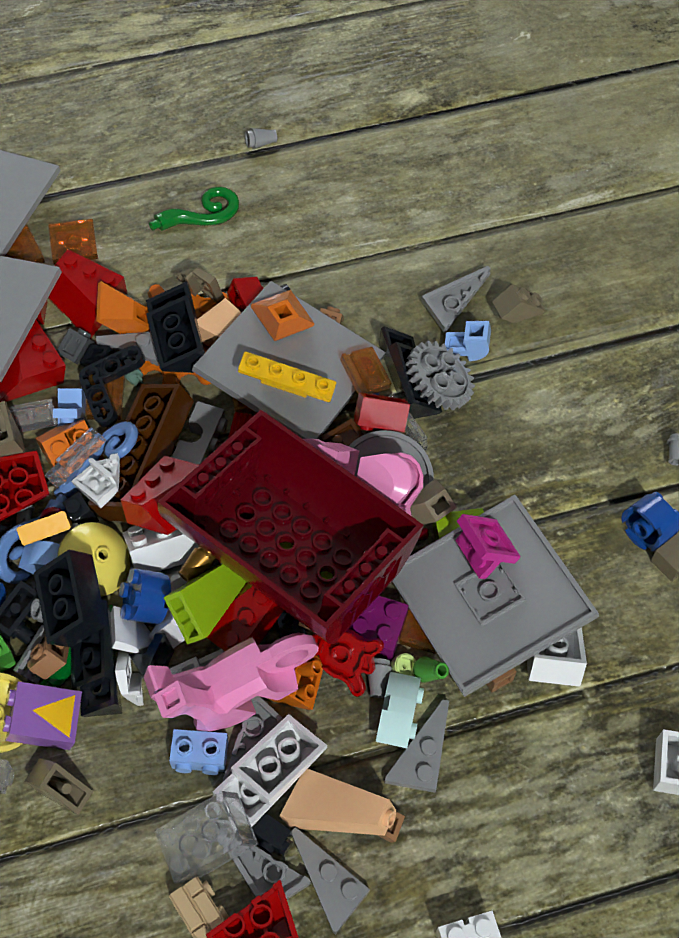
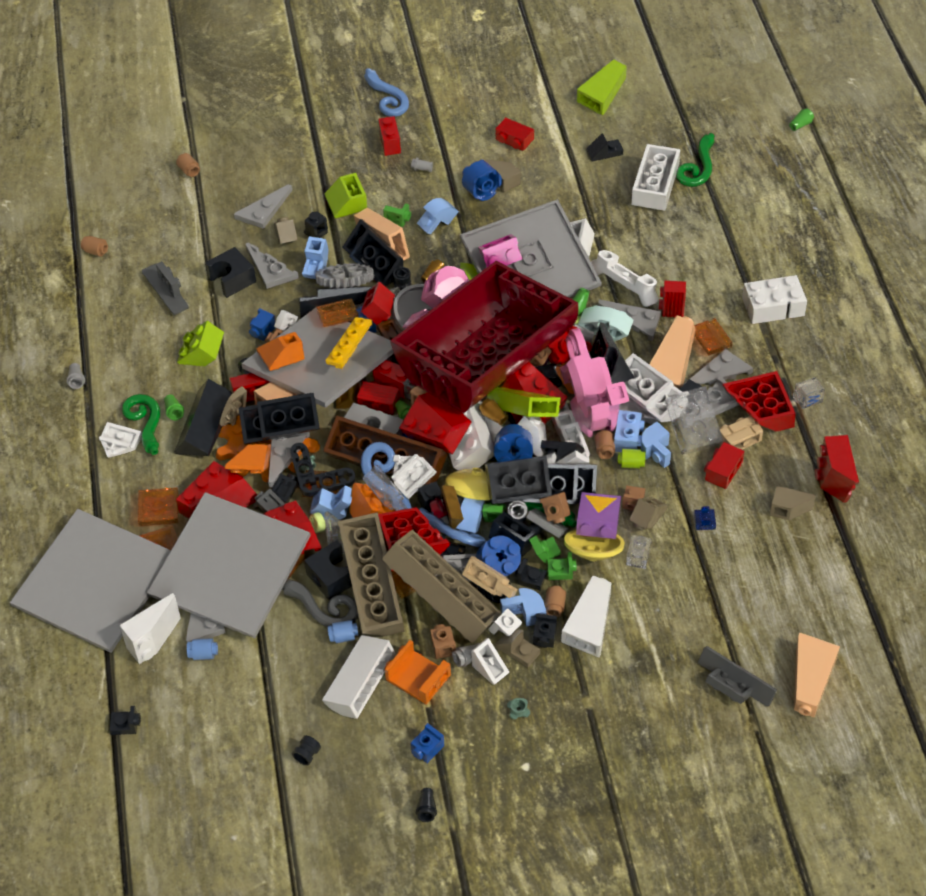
camera: 80 degrees left, 10 degrees down
(49, 393) = (317, 522): none -> yellowish green tile
(51, 866) = (705, 519): none -> clear blue tile
(86, 765) = (631, 497): none -> medium nougat bracket
(142, 889) = (724, 465): none -> red brick
(152, 758) = (631, 458): none -> lime brick
(170, 259) = (203, 420): none -> black slope
(171, 191) = (119, 439): none -> white slope
(177, 783) = (654, 444): none -> light blue brick
(180, 722) = (605, 444): none -> medium nougat brick
(218, 233) = (173, 408): none -> bright green cone
(313, 245) = (200, 345): none -> lime slope
(314, 716) = (605, 347): none -> black slope
(354, 301) = (262, 325): none -> blue brick
(357, 322) = (285, 320): none -> white bracket
(393, 867) = (712, 337): none -> clear orange plate
(405, 199) = (166, 286): none -> dark grey bracket
(439, 265) = (234, 269): none -> black piece
(450, 802) = (673, 298): none -> red brick
(452, 445) = (402, 277): none -> black wheel
(463, 121) = (94, 245): none -> medium nougat brick
(473, 482) = (433, 266): none -> pearl gold cone
(487, 733) = (643, 286): none -> white plate
(490, 408) = (370, 249): none -> black slope
(526, 412) = (386, 229): none -> light nougat slope
(534, 331) = (313, 222): none -> black brick
(557, 279) = (263, 210): none -> light grey wing
(569, 433) = (397, 215): none -> bright green bracket
(579, 473) = (436, 211): none -> light blue brick
(592, 365) = (346, 196): none -> lime slope
(617, 189) = (188, 164): none -> medium nougat brick

